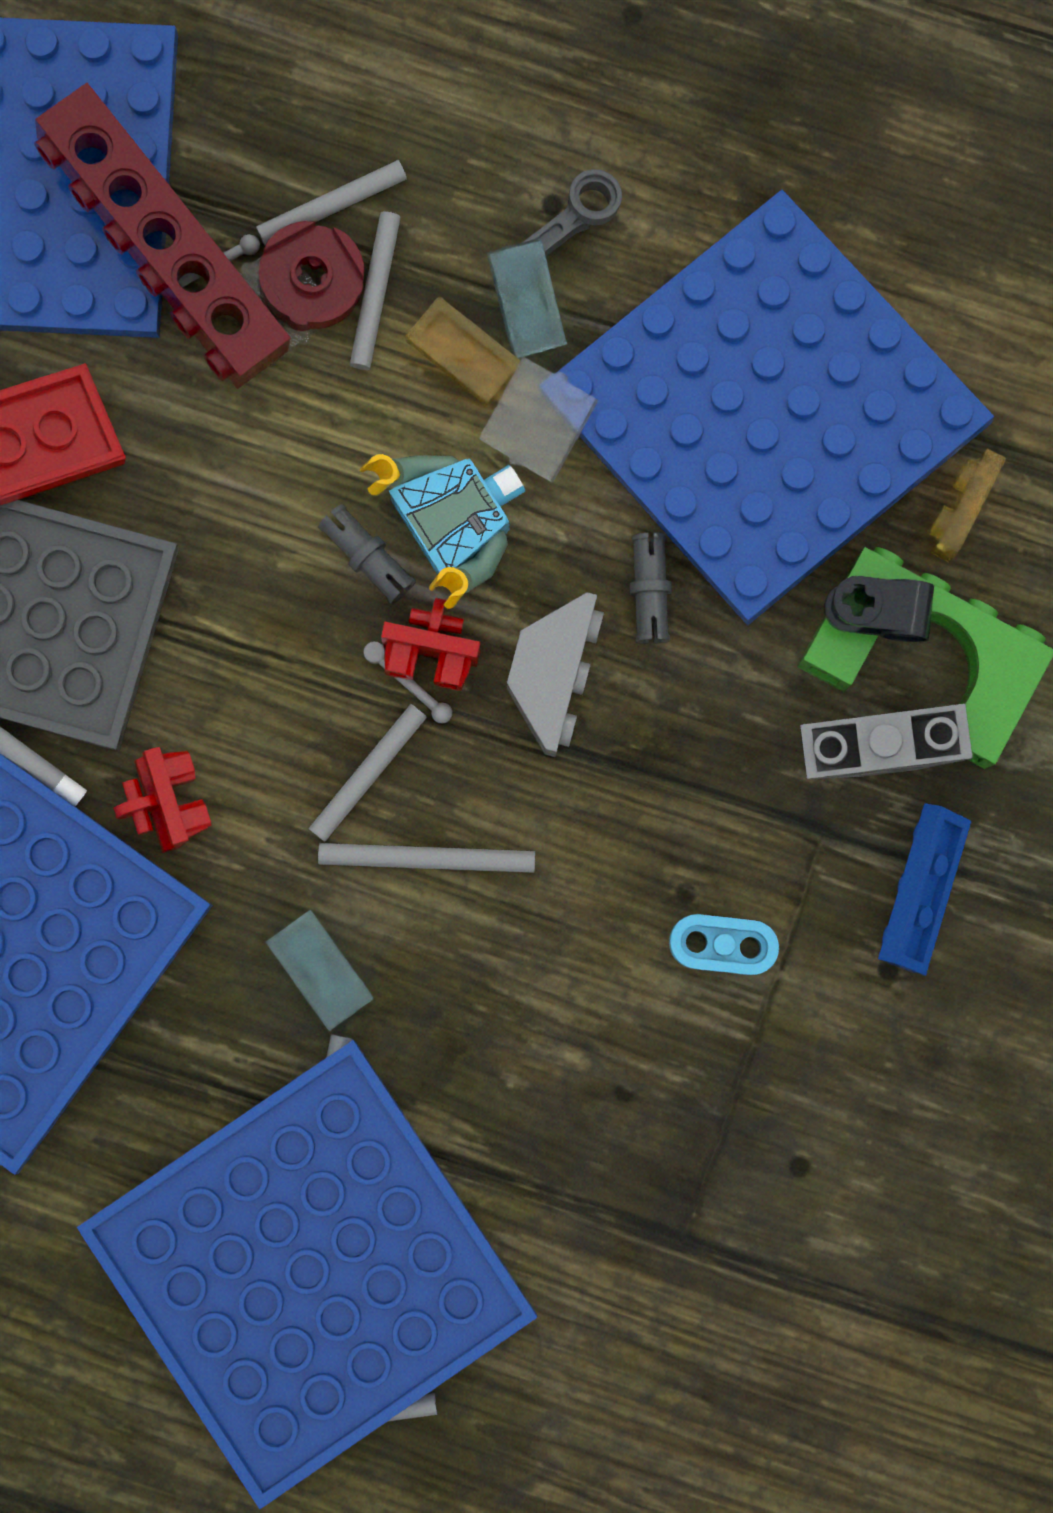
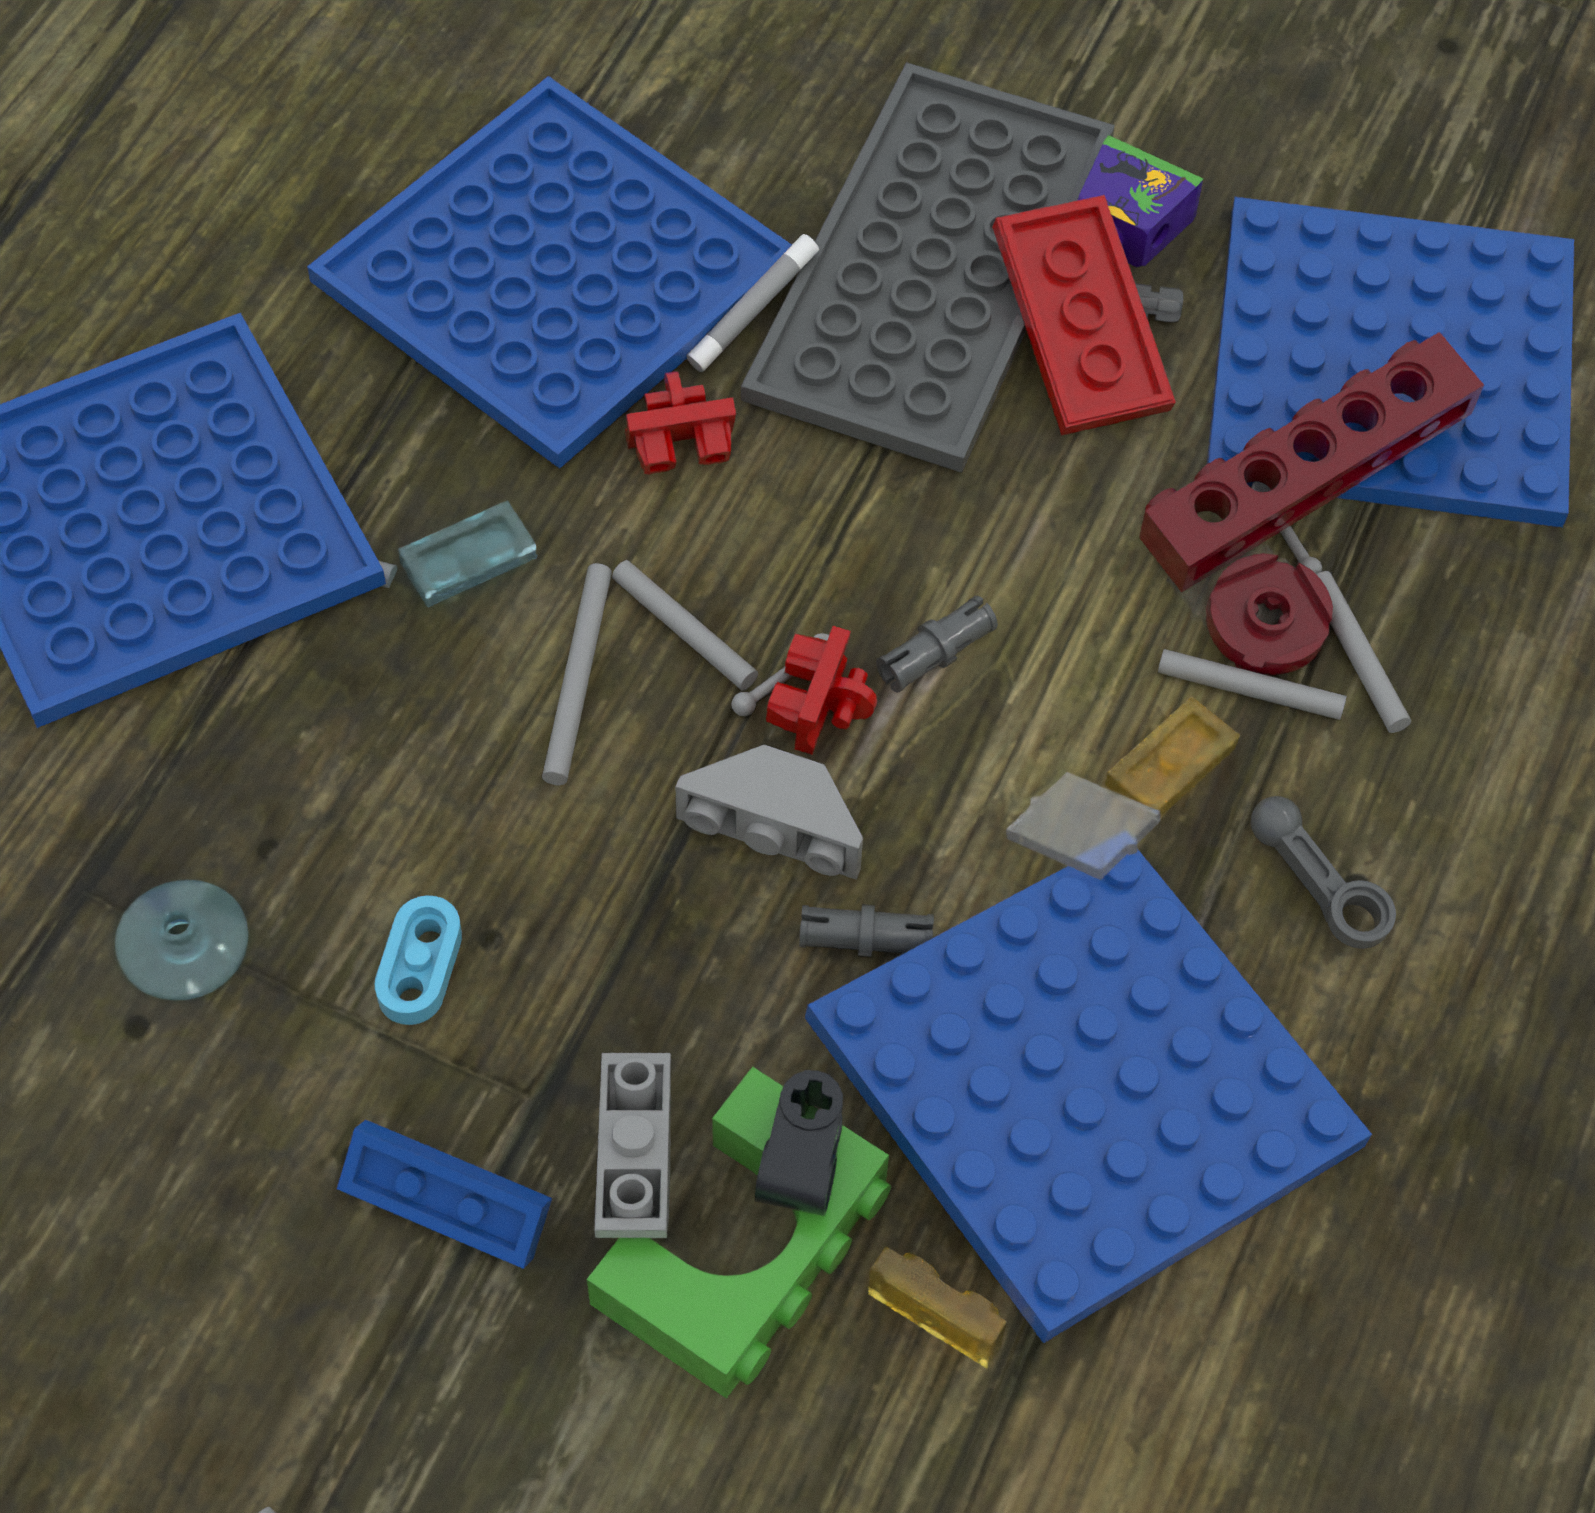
camera: 100 degrees right, 25 degrees down
(450, 514) = (971, 722): torso -> none
(526, 298) = (1232, 822): clear light blue plate -> none
(689, 1142) = (187, 962): none -> clear light blue dish

